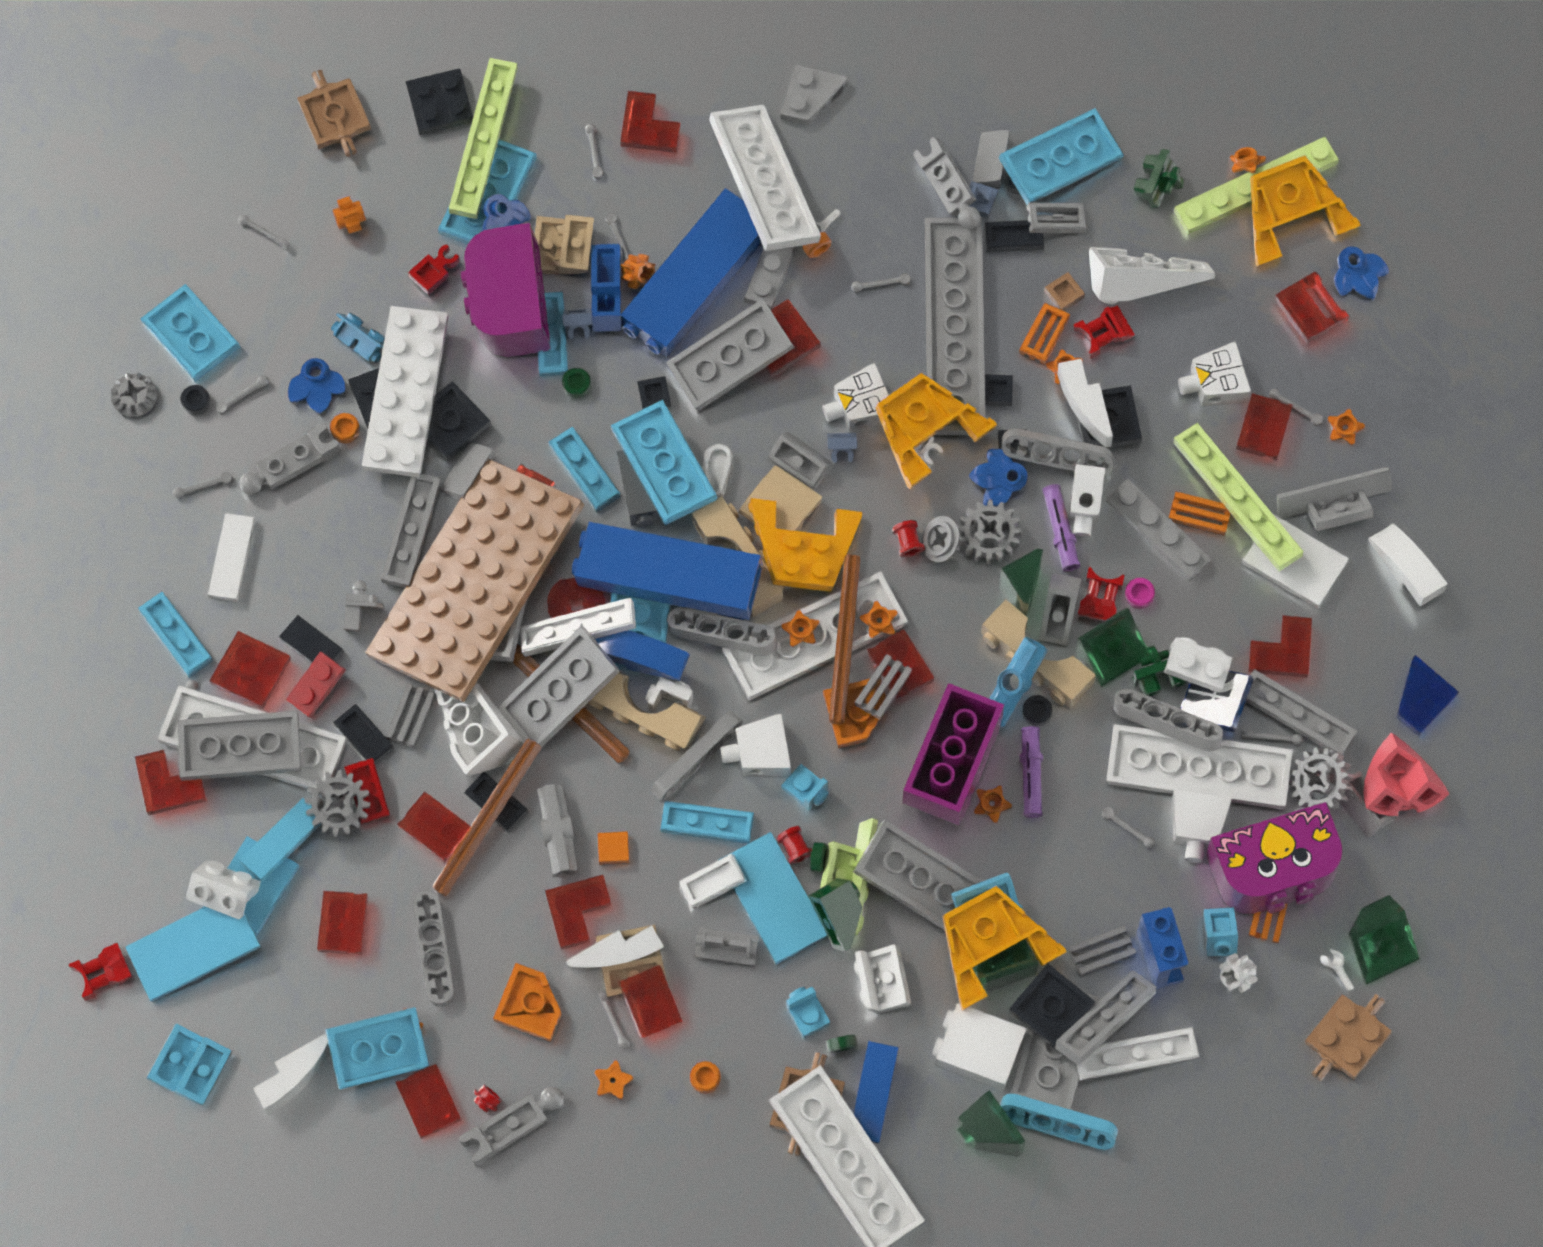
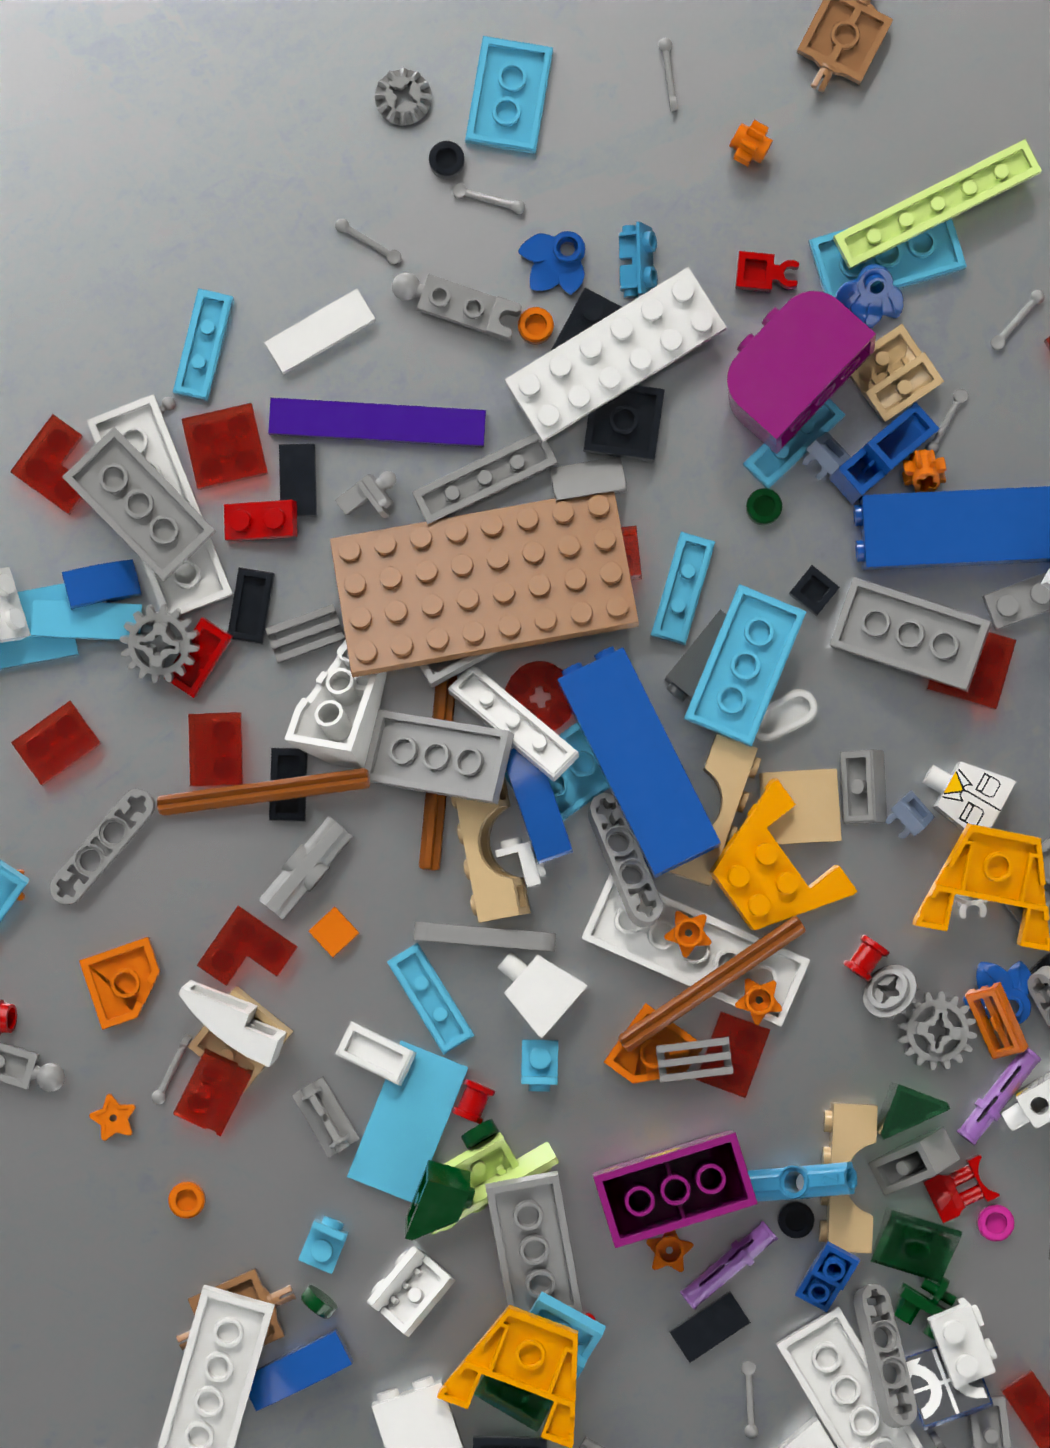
camera: 45 degrees right, 15 degrees up
(266, 811) = (101, 583): none -> blue slope
(318, 568) = (377, 422): none -> dark purple tile
(439, 101) = (944, 125): black plate -> none
(989, 482) = (1002, 1019): none -> orange tile
(1061, 815) = (709, 1326): none -> black tile
(1088, 714) = (827, 1276): none -> blue slope

